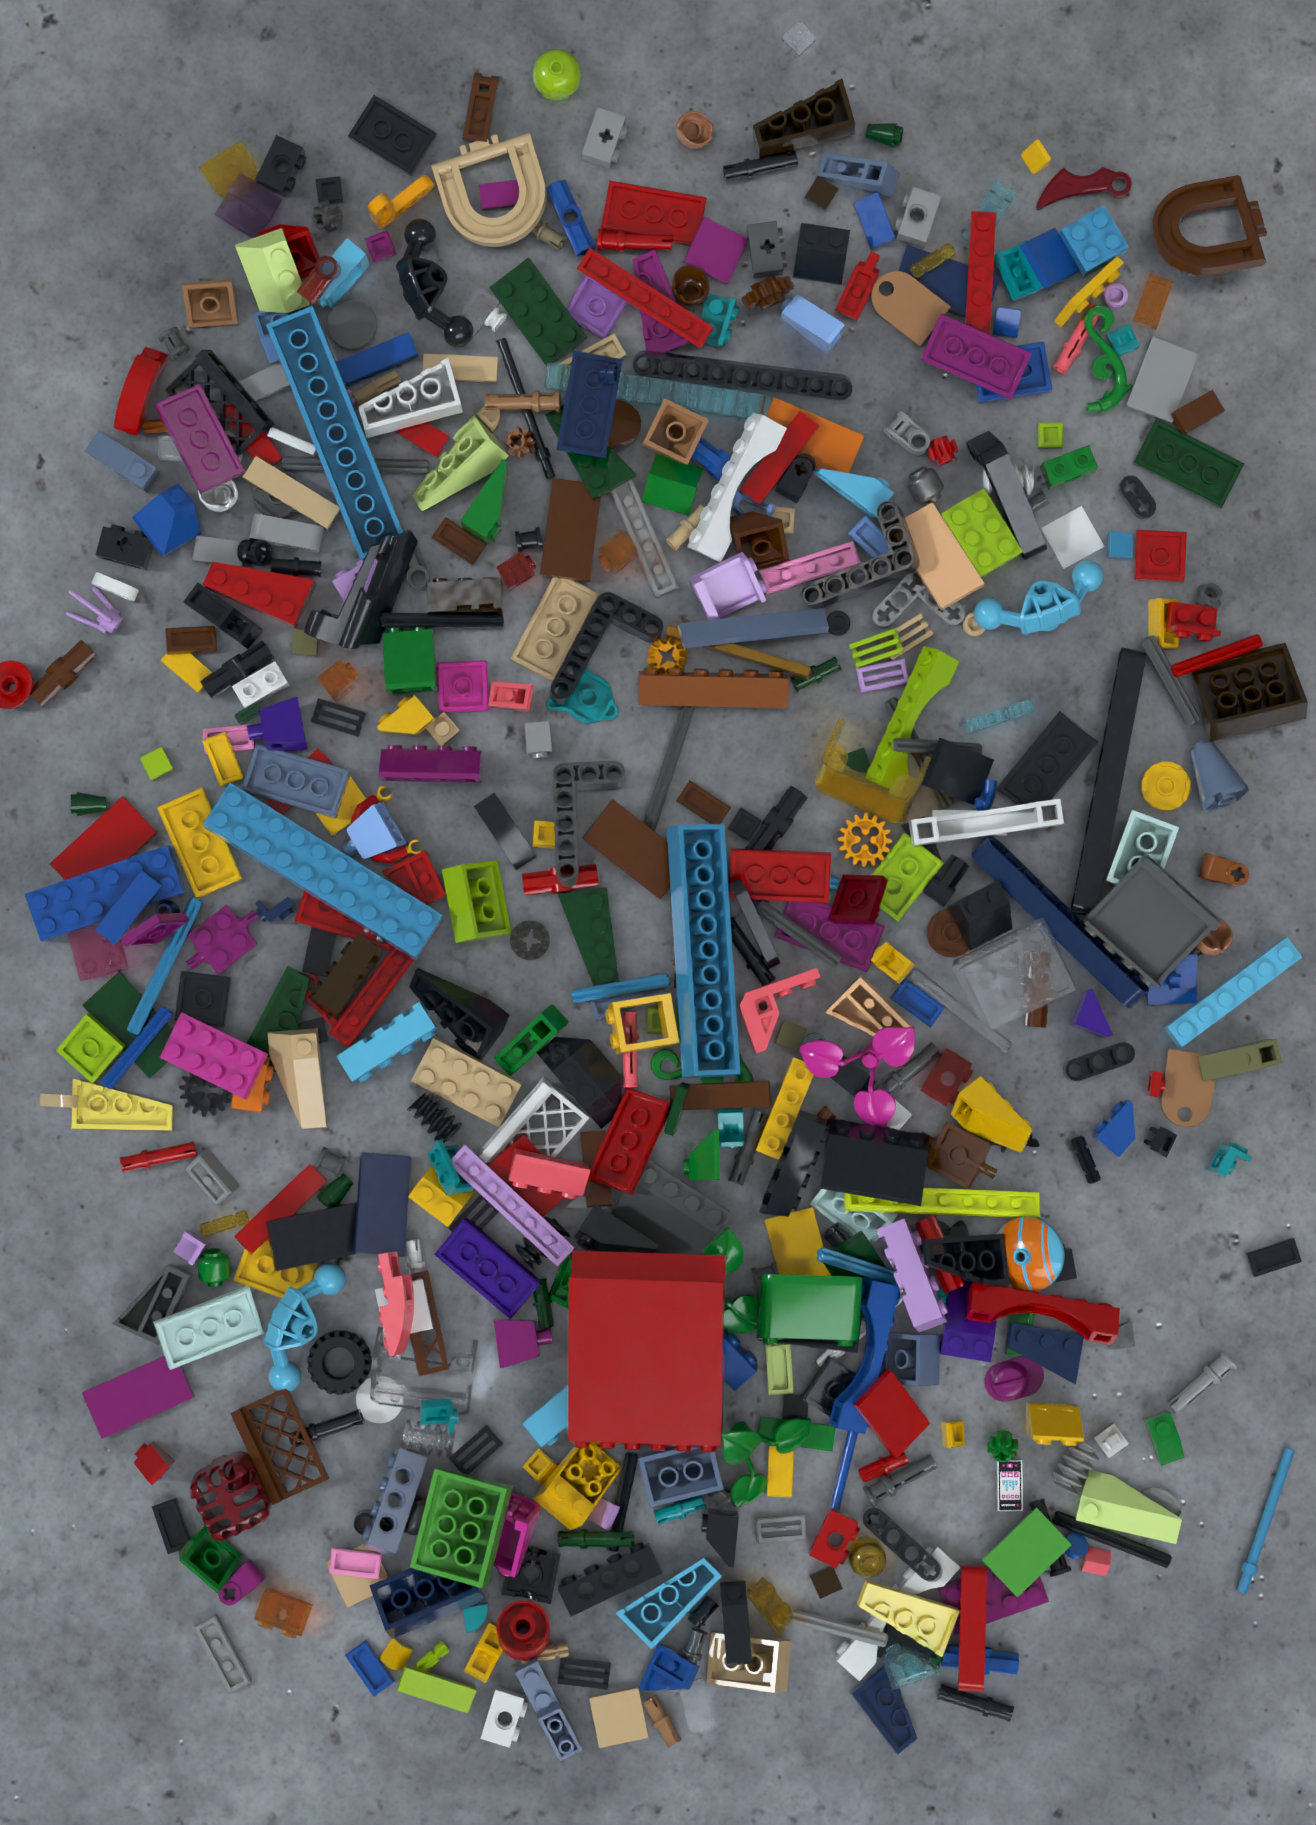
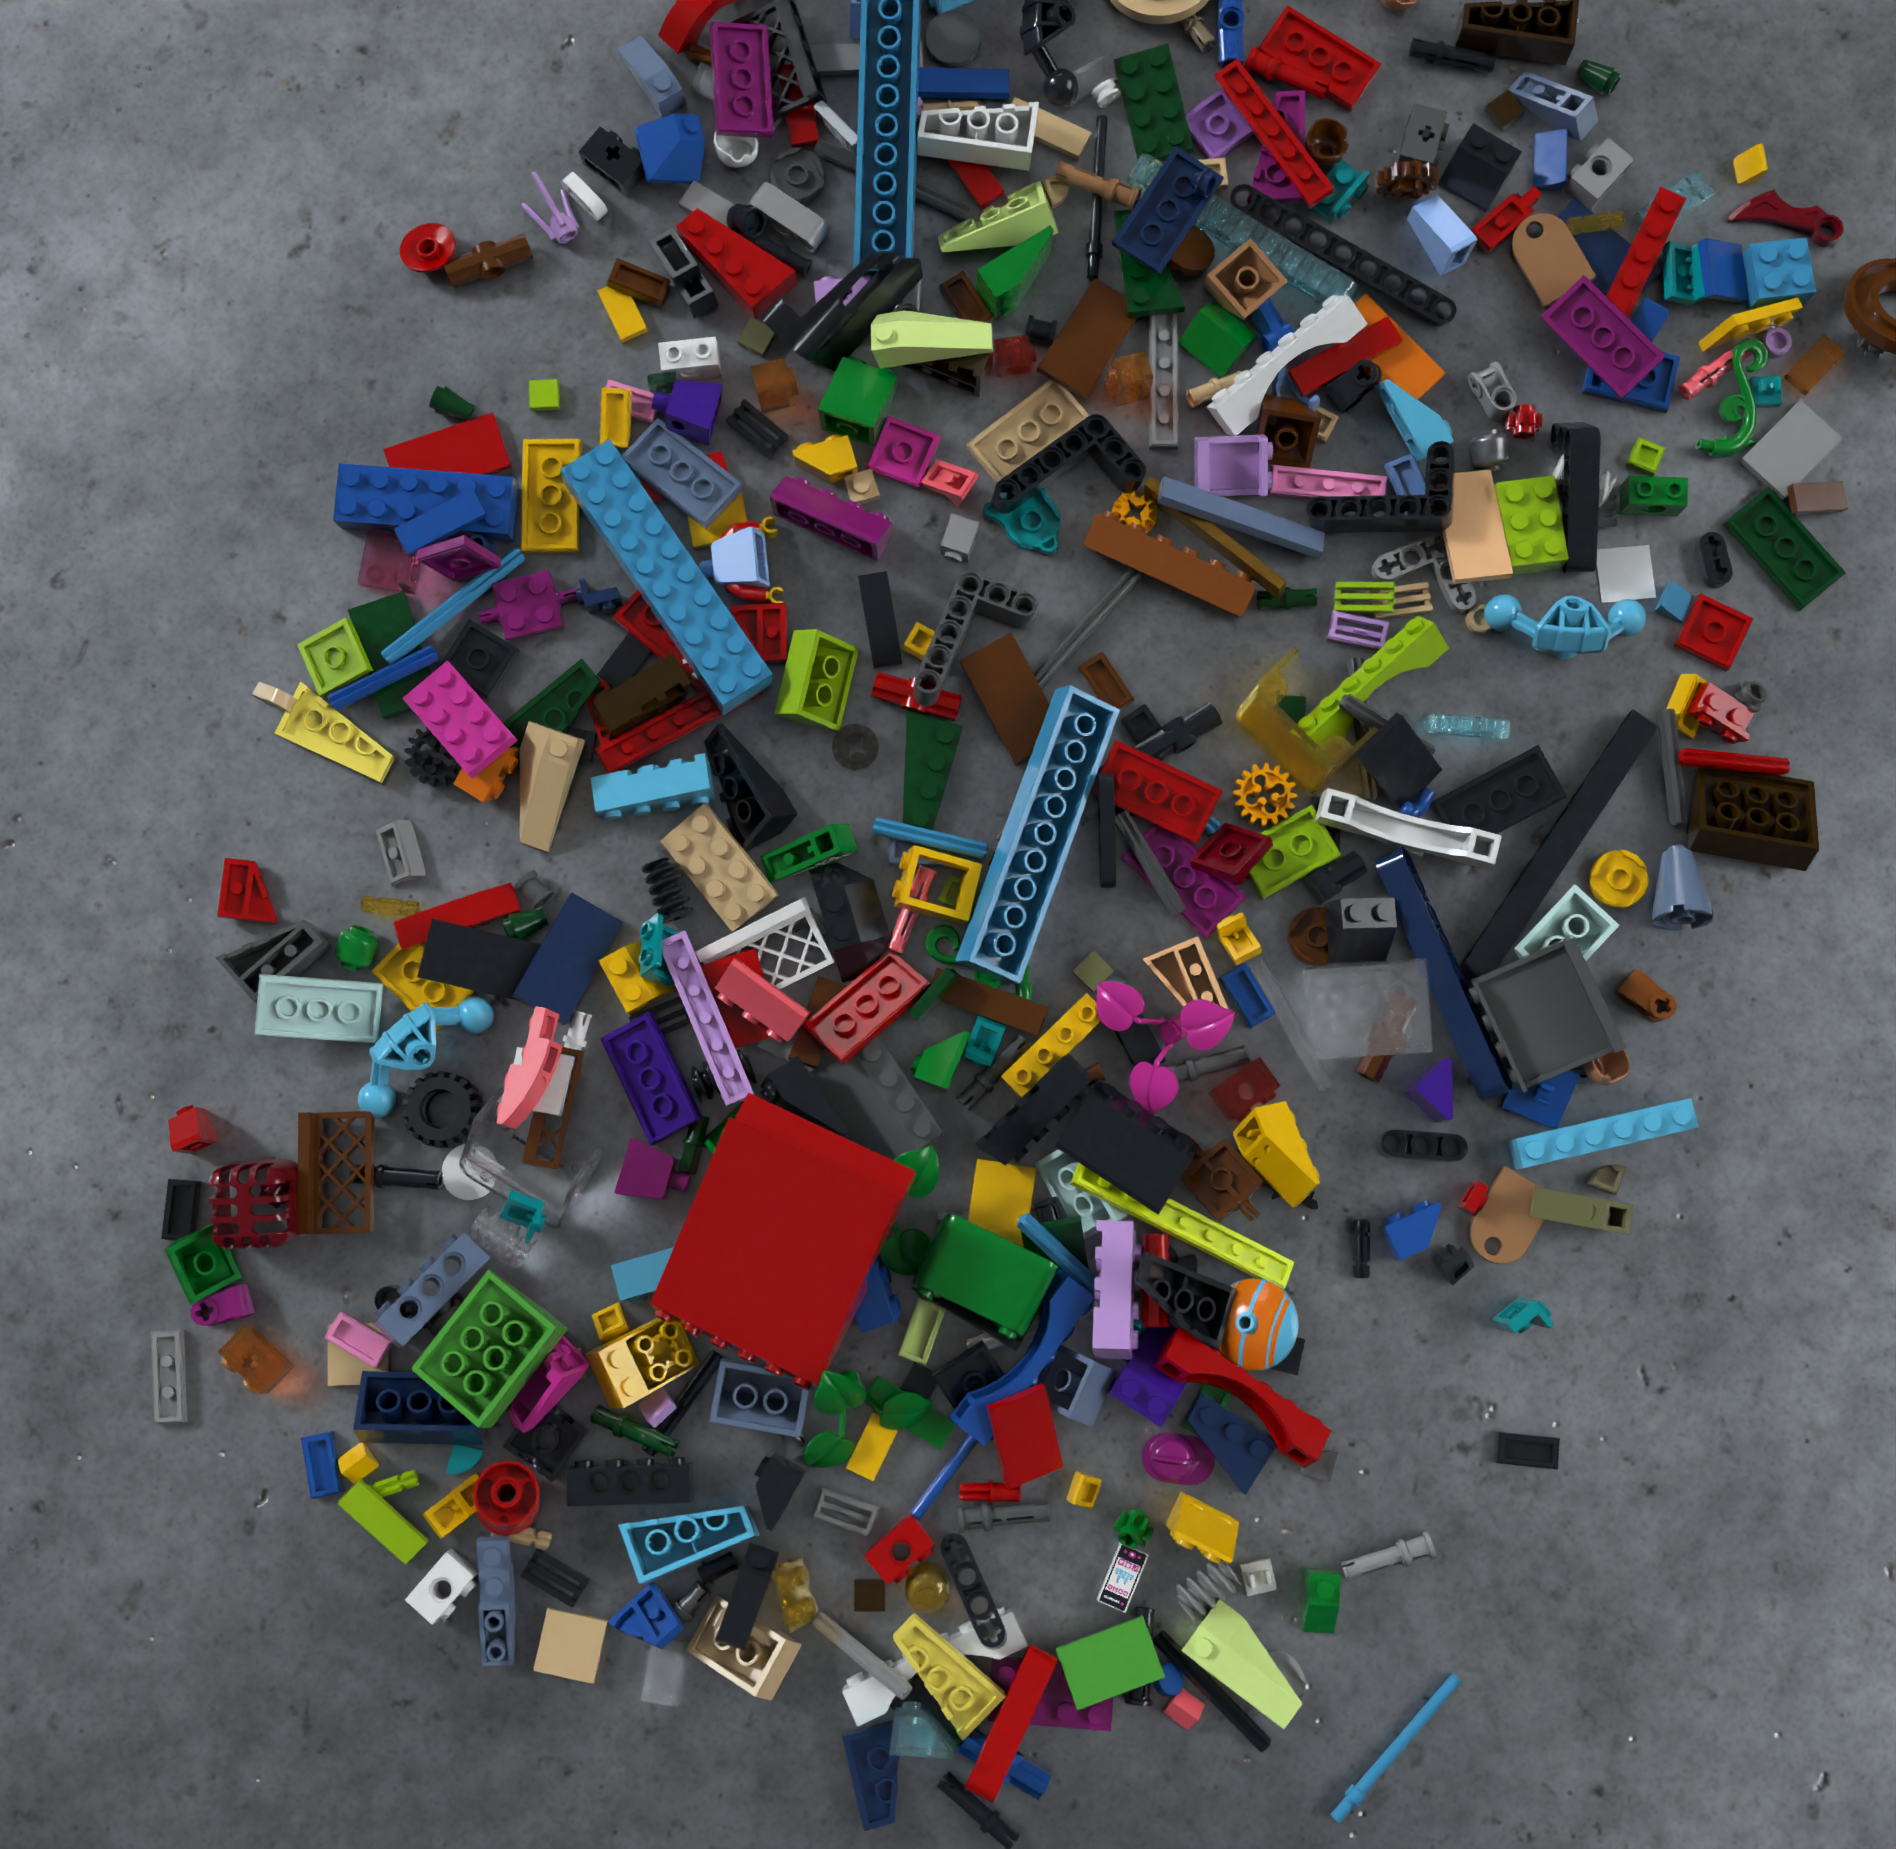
camera: 25 degrees right, 5 degrees down
(106, 1262) = (244, 893): none -> red wing
(136, 1396) = (209, 1051): magenta tile -> none
(160, 1156) = (339, 801): red pin -> none
(190, 1247) = (342, 915): lavender panel -> none
(237, 669) = (671, 328): black piece -> none
(291, 492) = (812, 177): tan tile -> none
(437, 593) = (922, 337): none -> yellowish green wedge
(442, 620) = (917, 375): black axle -> none
(492, 1436) = (572, 1267): black tile -> none
(514, 446) = (1075, 226): dark orange gear -> none
(662, 1721) = (616, 1671): medium nougat pin -> none
(679, 1509) = (742, 1439): teal pin -> none
(715, 250) = (1368, 119): magenta tile -> none
(750, 955) = (1088, 872): black pin -> none
(762, 1023) = (1068, 940): coral bracket -> none
(838, 623) = (1334, 556): black tile -> none
(899, 1118) = (1174, 1111): white tile -> none
(1250, 1023) = (1607, 1178): none -> dark tan tile

